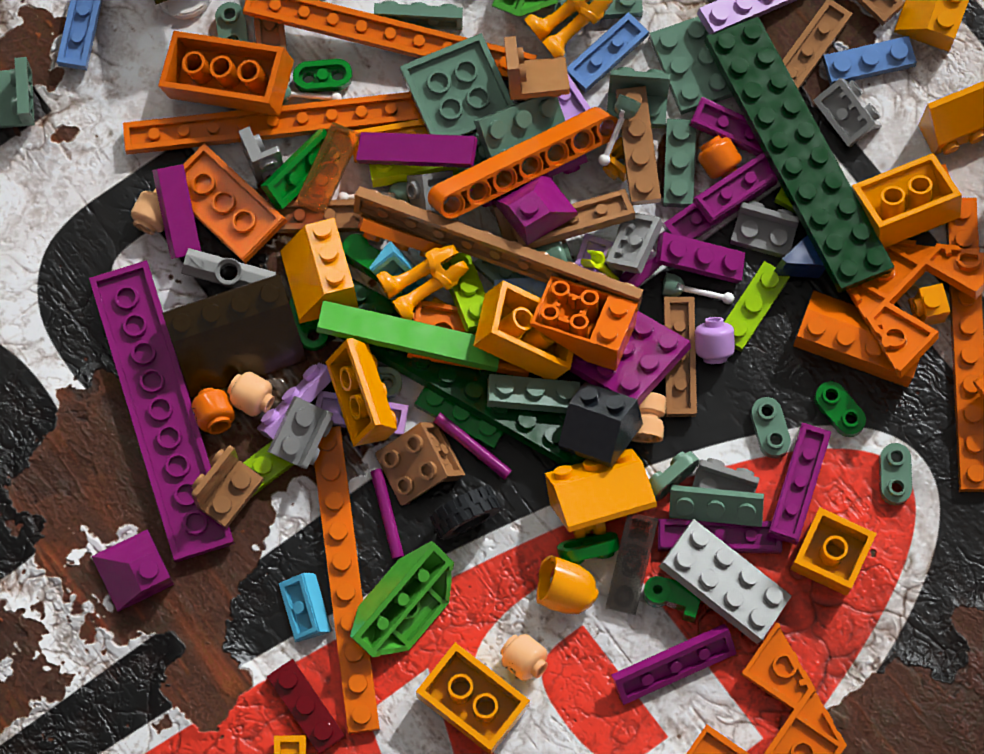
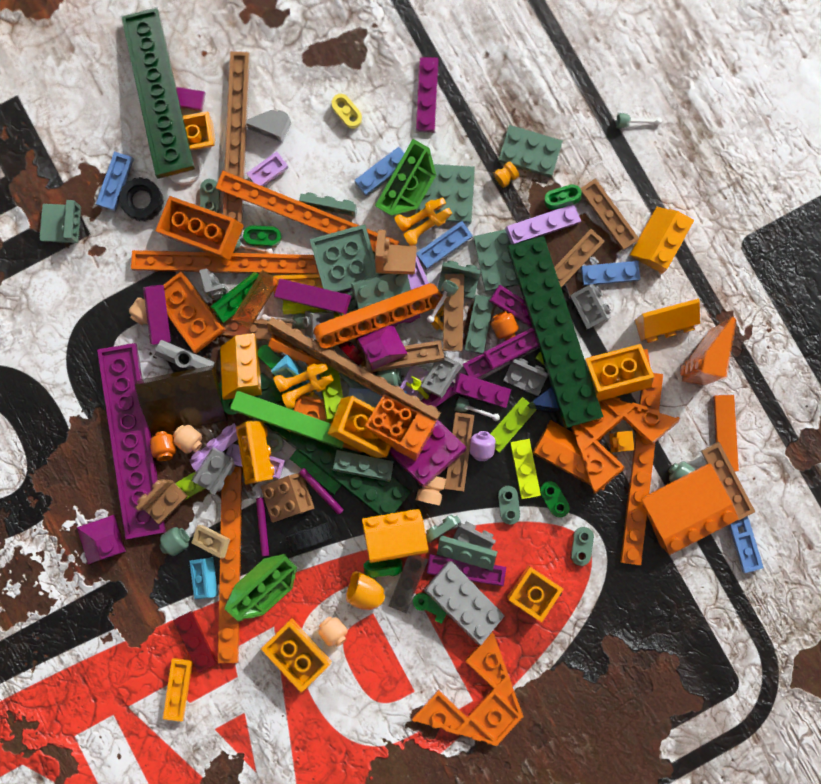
camera: 10 degrees right, 10 degrees up
(126, 24) = (134, 186): none -> black tyre
(251, 553) = (174, 541): none -> sand green head
(310, 543) = (211, 541): none -> tan plate
(485, 221) = (351, 351): none -> dark red plate
(599, 424) = (400, 495): black slope -> none
(674, 664) = (424, 649): magenta plate -> none
(787, 369) = (525, 469): none -> neon yellow plate
(799, 483) = (521, 544): magenta tile -> none

